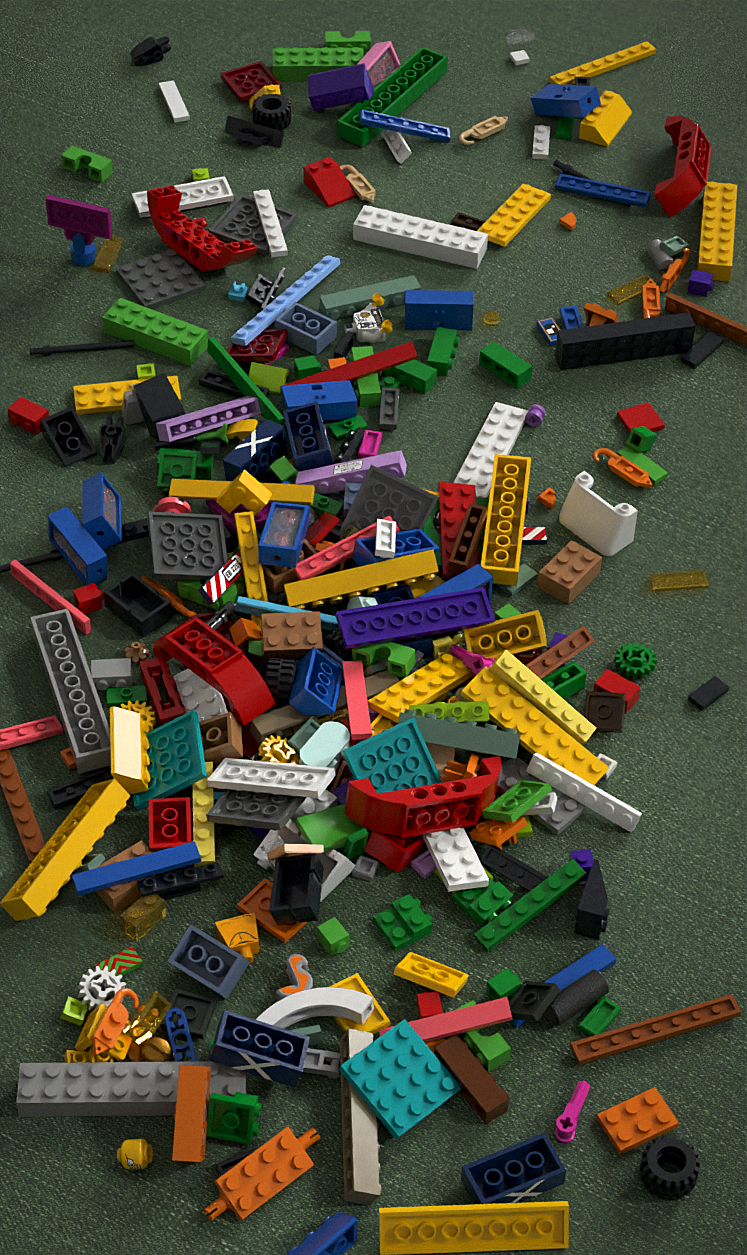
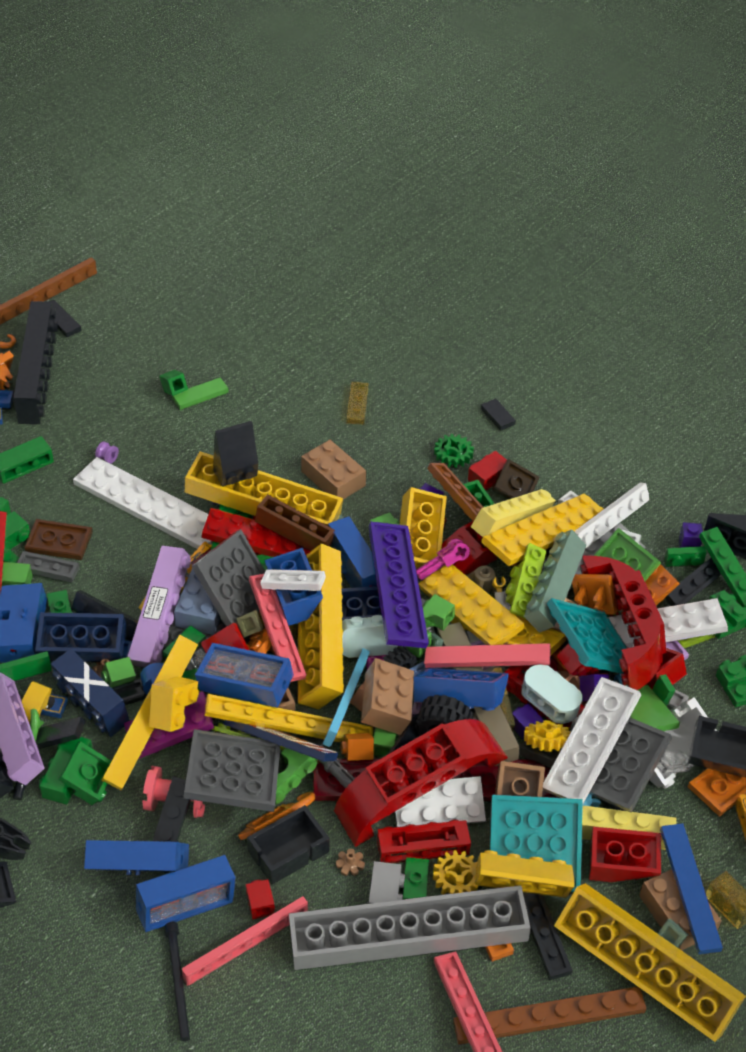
camera: 80 degrees left, 0 degrees up
(180, 882) = (702, 852): black bracket -> none
(294, 849) = (687, 737): light nougat tile -> none
(301, 737) = (526, 709): sand green tile -> none
(370, 444) = (101, 593): dark pink tile -> none
(425, 410) = (58, 539): none -> reddish brown tile
(517, 470) = (235, 454): none -> black slope
(551, 857) = (685, 556): none -> green plate
(595, 520) = (280, 432): white windscreen -> none
(625, 468) = (204, 405): orange plate -> none
(640, 416) = (139, 381): red tile -> none

